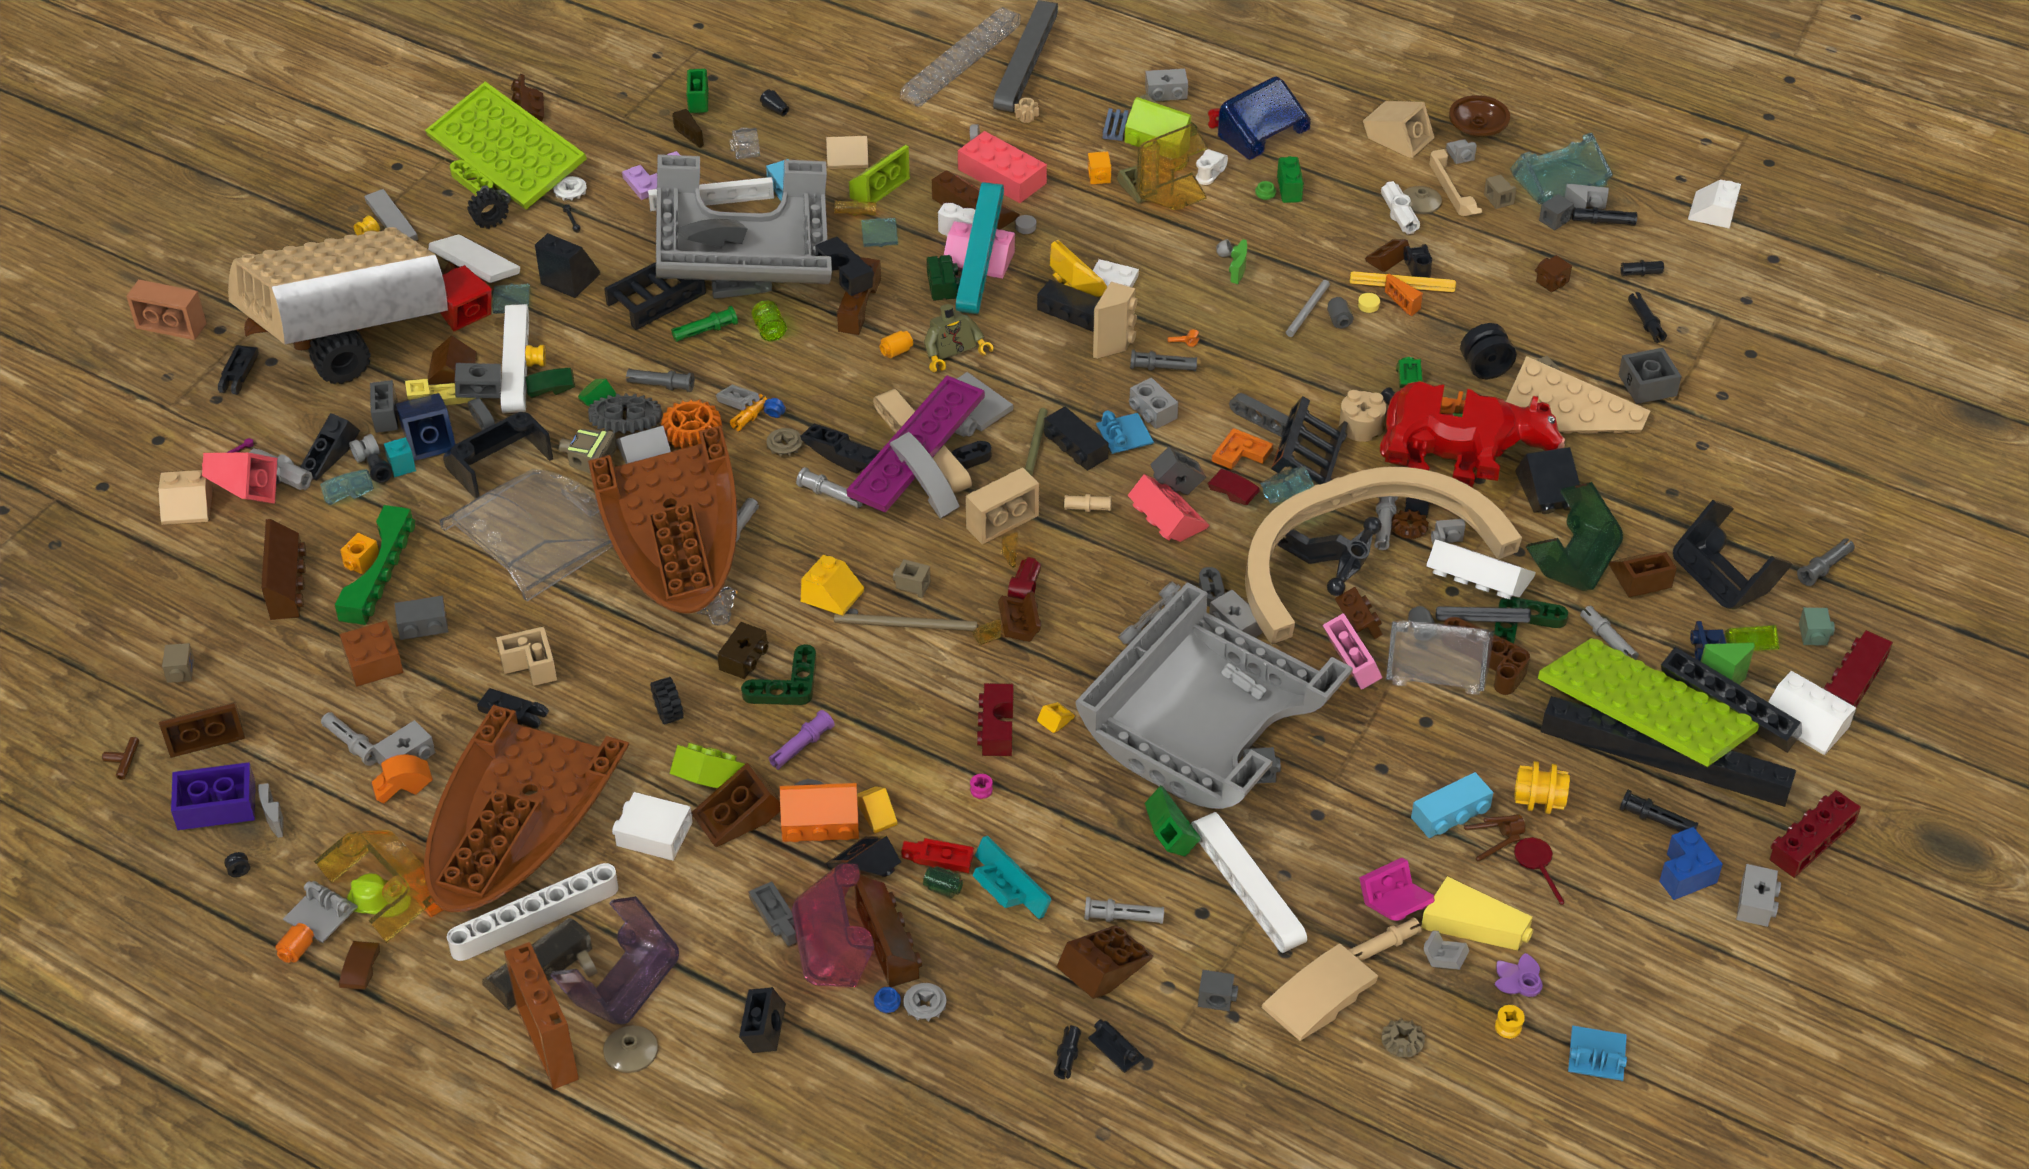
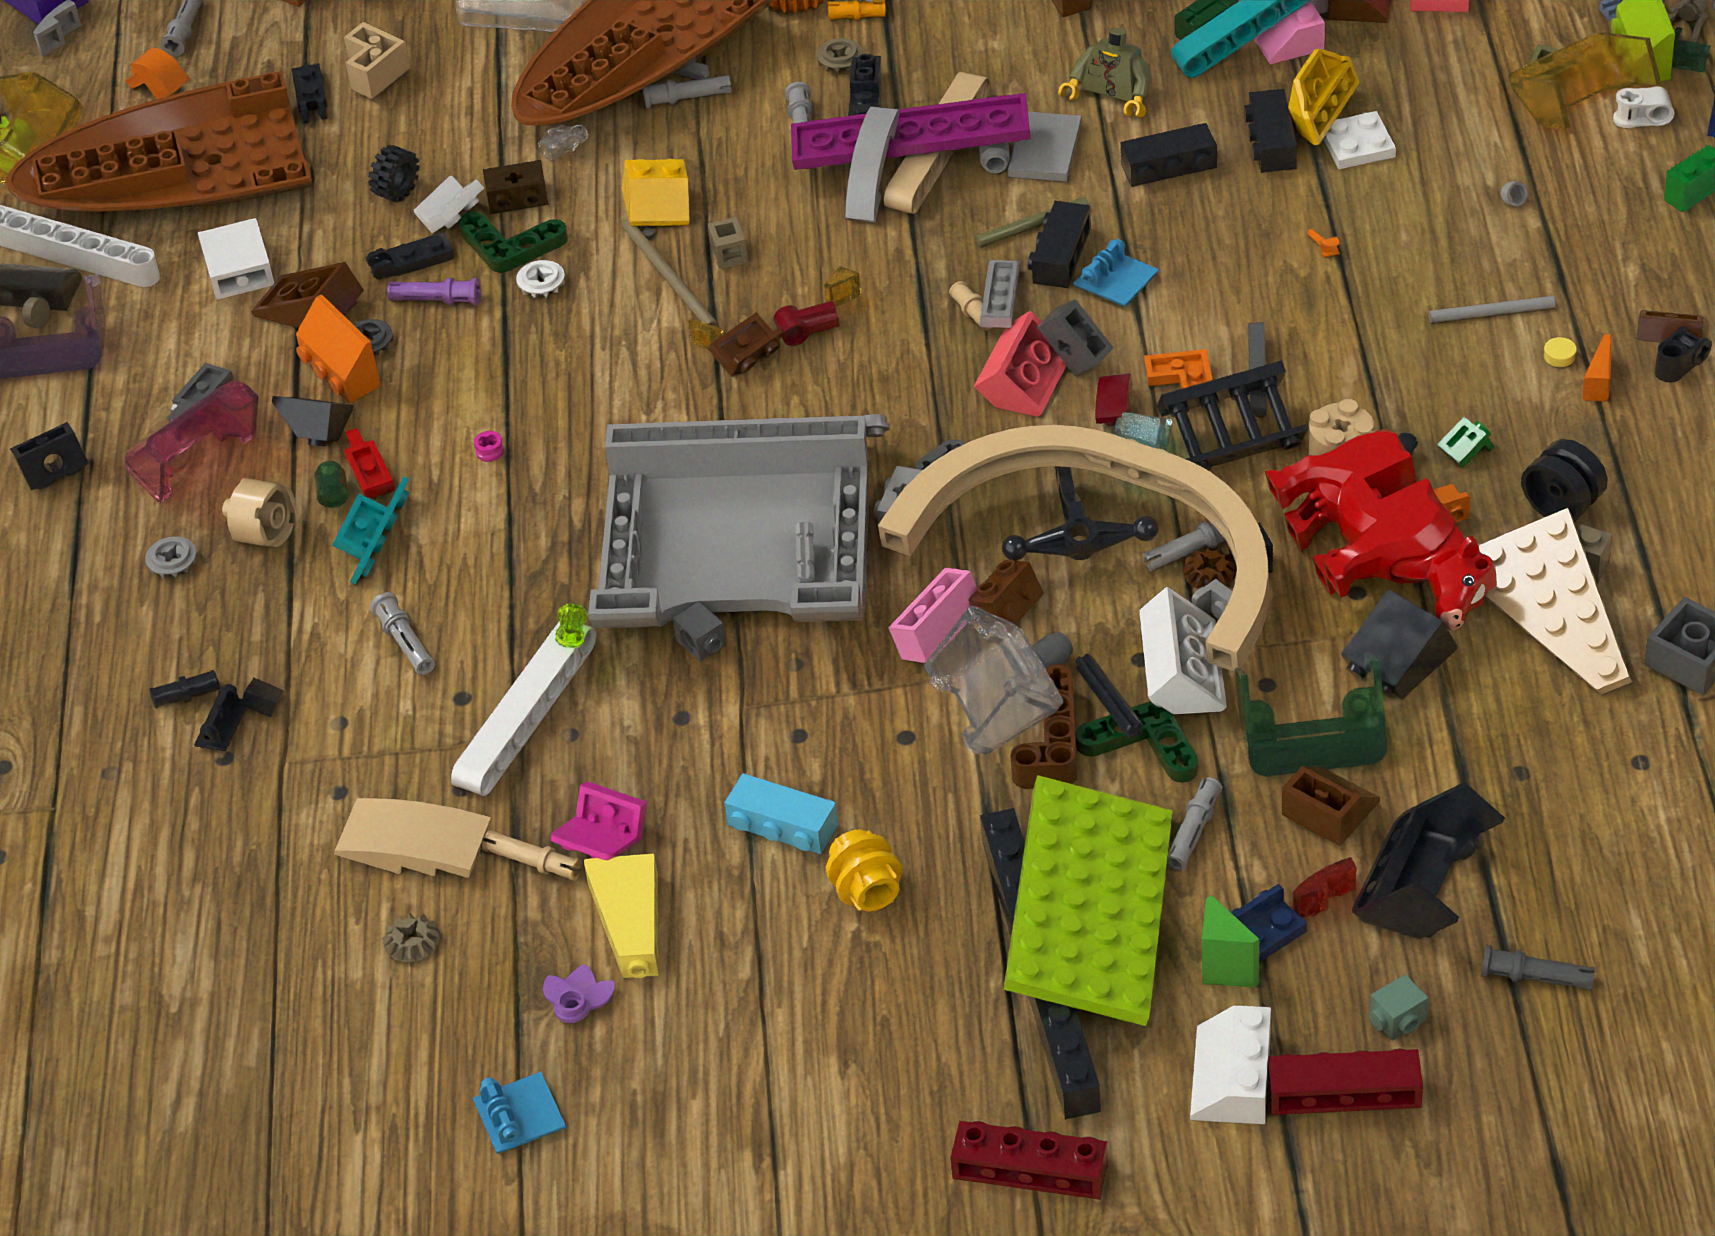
camera: 60 degrees right, 0 degrees up
(408, 740) = (199, 56): light grey brick -> none
(704, 765) = (330, 242): lime slope -> none
(724, 690) = (446, 202): none -> white bracket
(749, 733) = (410, 256): none -> black hinge
(774, 407) = (878, 19): blue plate -> none
(839, 676) = (548, 270): none -> white gear
(877, 808) = (391, 389): yellow slope -> none
(886, 925) = (203, 483): reddish brown slope -> none
(887, 1000) = (152, 529): blue plate -> none
(896, 344) = (1065, 44): light orange brick -> none
(943, 928) = (260, 512): none -> tan brick
(973, 454) = (959, 187): black beam -> none
(996, 734) = (603, 393): dark red arch -> none
(1002, 505) = (886, 241): tan brick -> none
(1025, 224) = (1374, 31): light grey tile -> none
(1046, 355) = (1168, 154): none -> black brick
(1097, 484) = (1000, 294): none -> light grey tile
(1099, 167) = (1531, 28): light orange brick -> none
(1102, 960) = (326, 652): reddish brown slope -> none
(1114, 320) = (1253, 163): tan slope -> none
(1115, 1012) = (261, 697): none -> black slope
(1152, 361) = (1253, 236): dark grey pin -> none
(1153, 403) = (1180, 270): light grey brick -> none
(1170, 823) = (536, 611): green slope -> none
(1208, 815) = (571, 625): none -> clear neon green bush
(1217, 990) = (350, 756): dark grey brick -> none
(1238, 265) = (1495, 218): bright green slope -> none
(1265, 190) = (1656, 171): bright green plate -> none
(1340, 312) = (1505, 335): dark grey brick -> none
(1418, 283) = (1633, 362): yellow axle -> none
(1445, 953) = (554, 908): light grey bracket -> none
(1509, 826) = (793, 877): reddish brown plant -> none
(1511, 1028) = (507, 1020): yellow wheel -> none
(1536, 854) = (777, 924): dark red piece -> none
(1646, 809) = (930, 987): black pin -> none
(1691, 865) = (871, 1067): blue brick -> none
(1705, 608) = (1333, 880): none -> clear red slope
(1757, 895) = (877, 1147): light grey brick -> none
(1762, 636) = (1324, 961): clear neon green slope -> none
(1773, 723) = (1174, 979): black brick -> none

